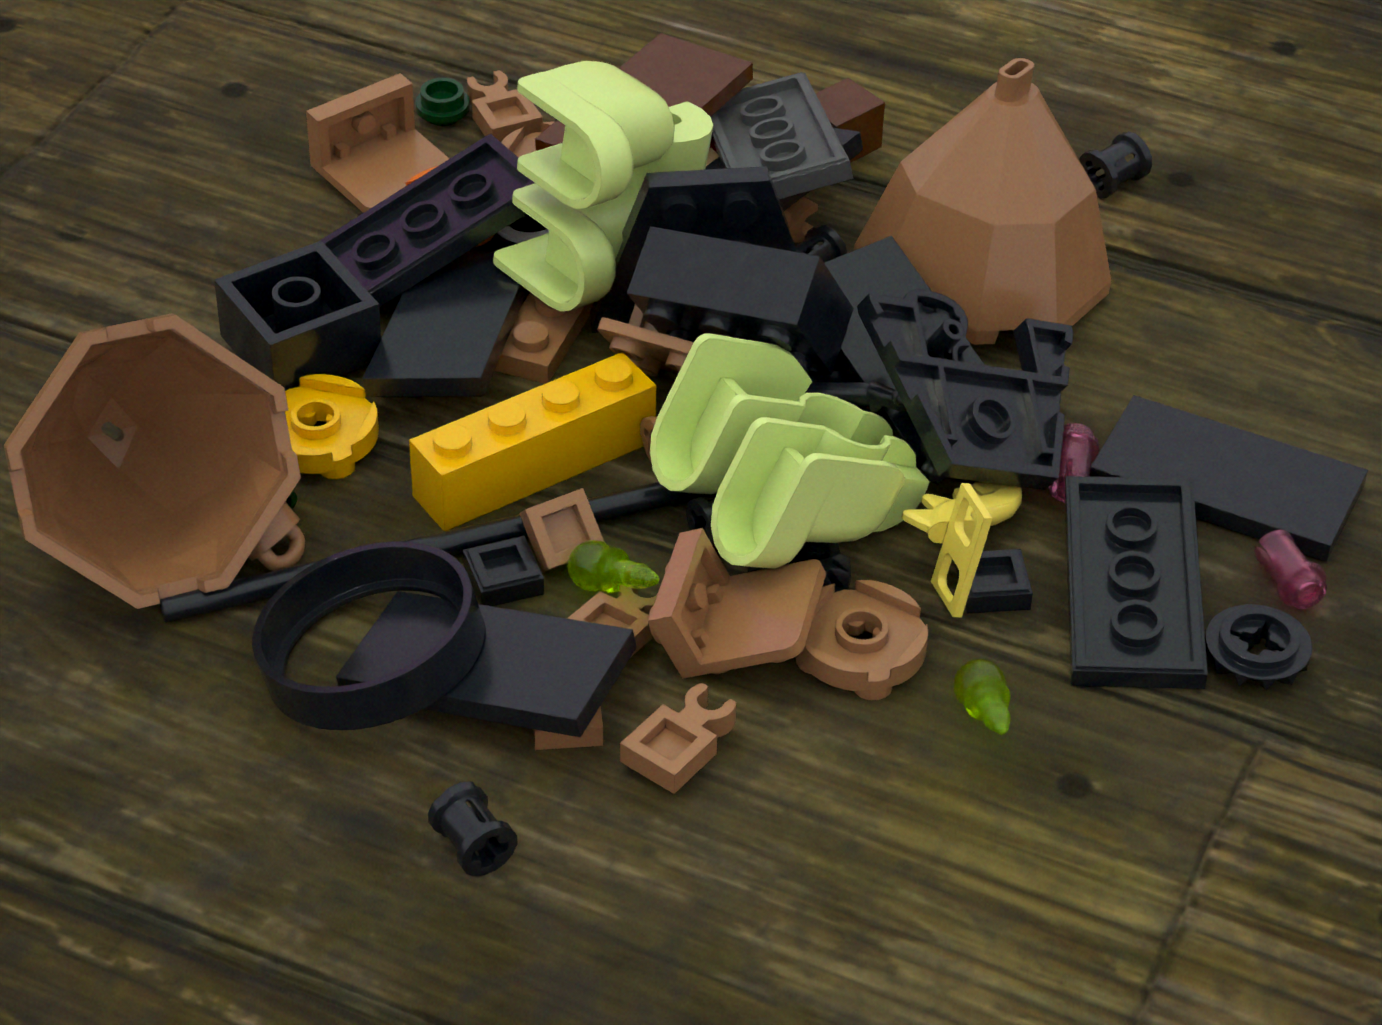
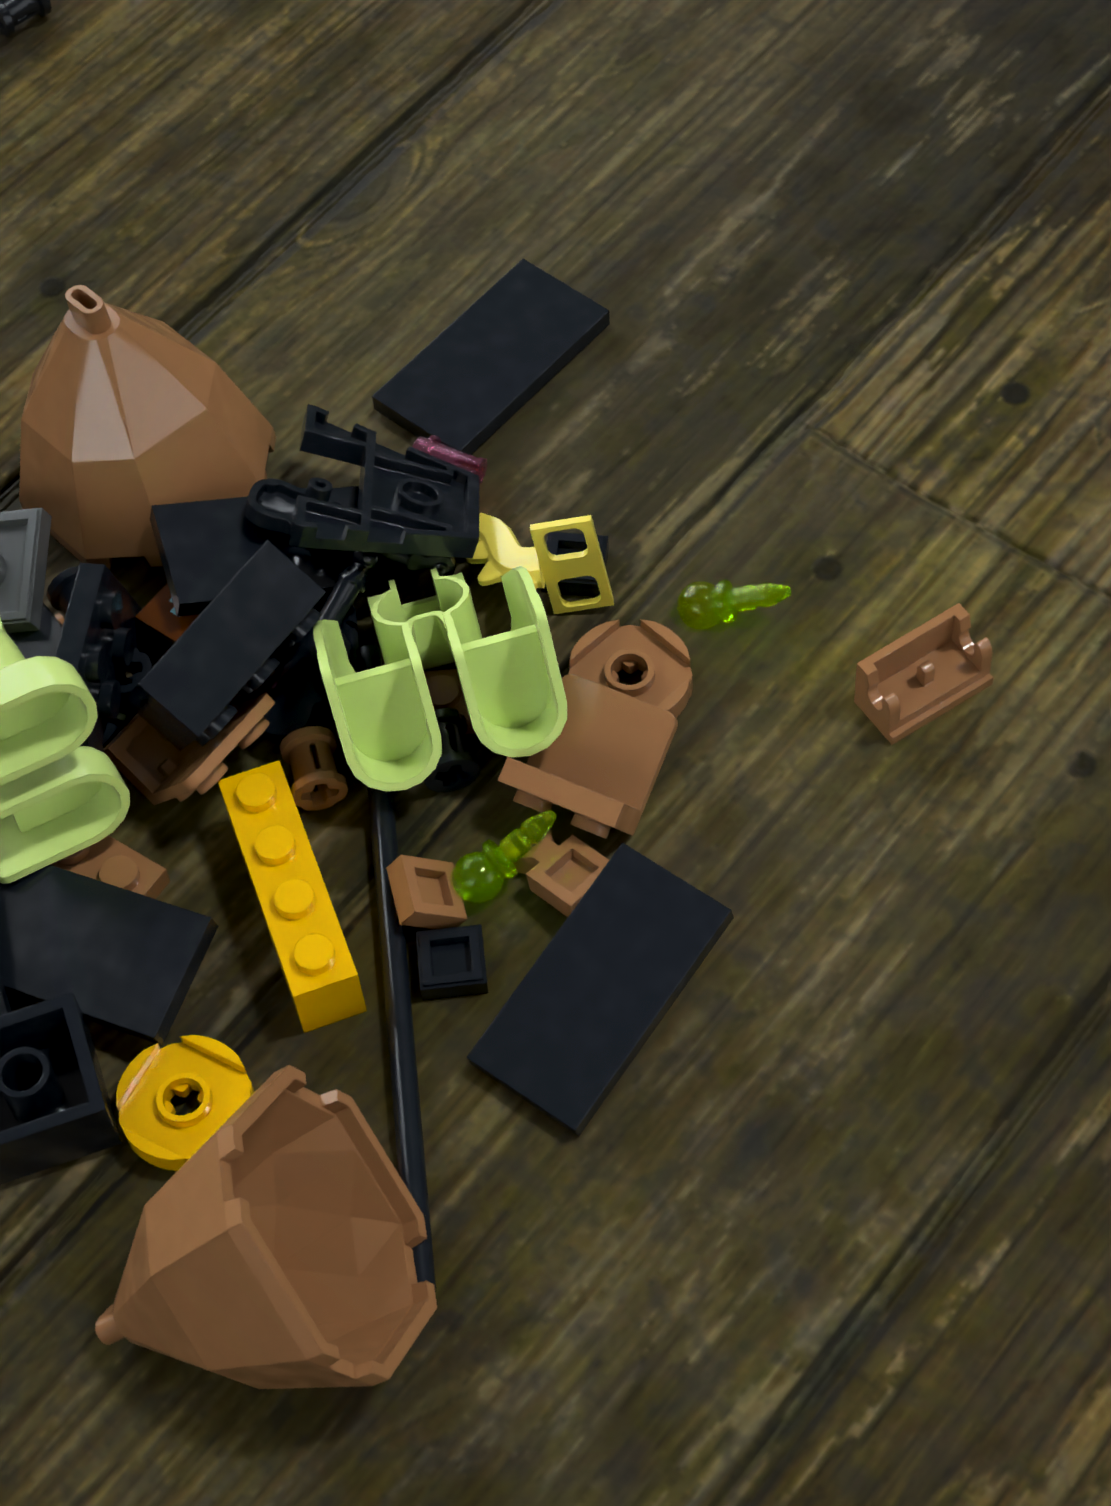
camera: 70 degrees left, 15 degrees up
(344, 579) = (480, 1008): black piece -> none
(472, 829) = (808, 1035): black bush -> none
(677, 745) = (731, 851): medium nougat plate -> none
(943, 863) = (923, 674): none -> medium nougat hinge
(1114, 164) = (30, 317): black bush -> none
(1134, 583) = (612, 458): black tile -> none
(1242, 627) = (706, 376): black gear -> none
(1298, 580) = (629, 345): clear pink pin -> none

